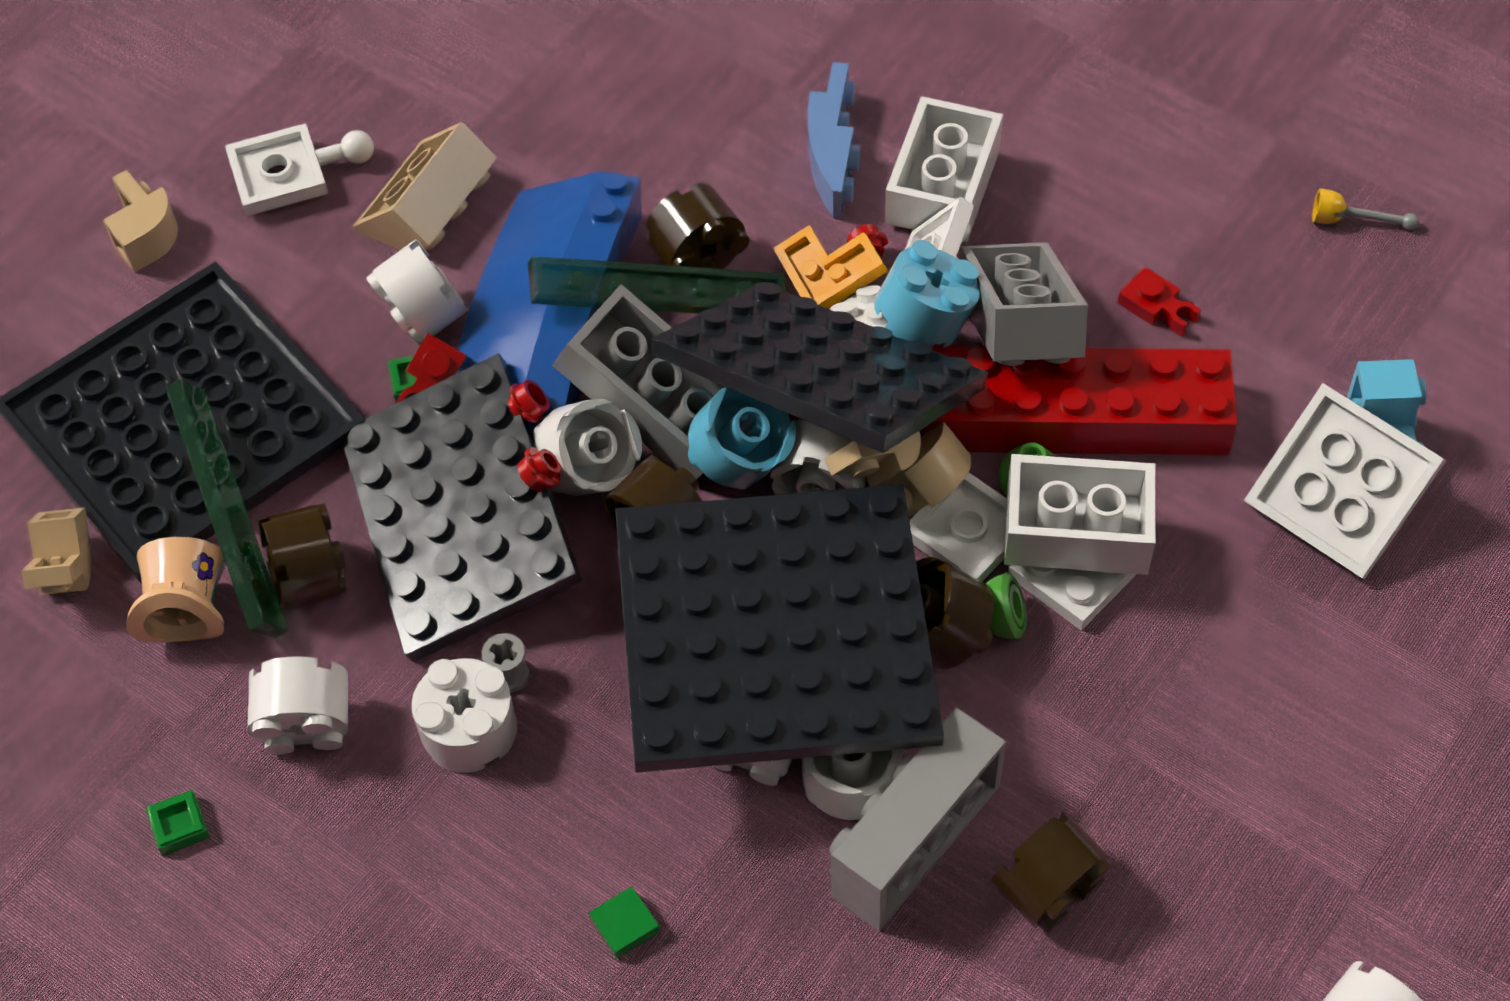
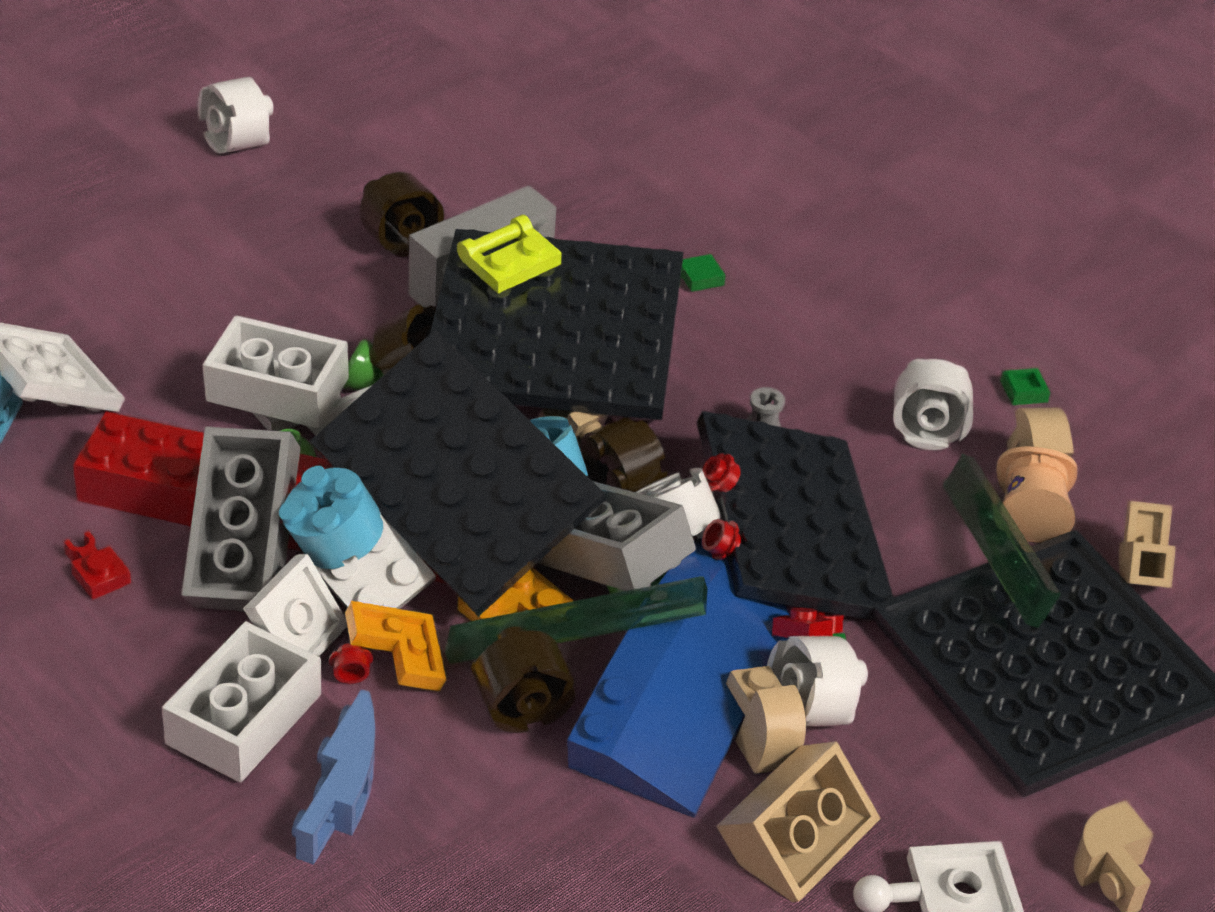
camera: 175 degrees left, 15 degrees down
(167, 672) = (1042, 429): none -> tan brick
(301, 556) = (931, 498): dark brown brick -> none
(463, 259) = (772, 720): none -> tan brick
(464, 714) = (808, 380): white brick -> none
(843, 661) = (513, 263): none -> neon yellow plate

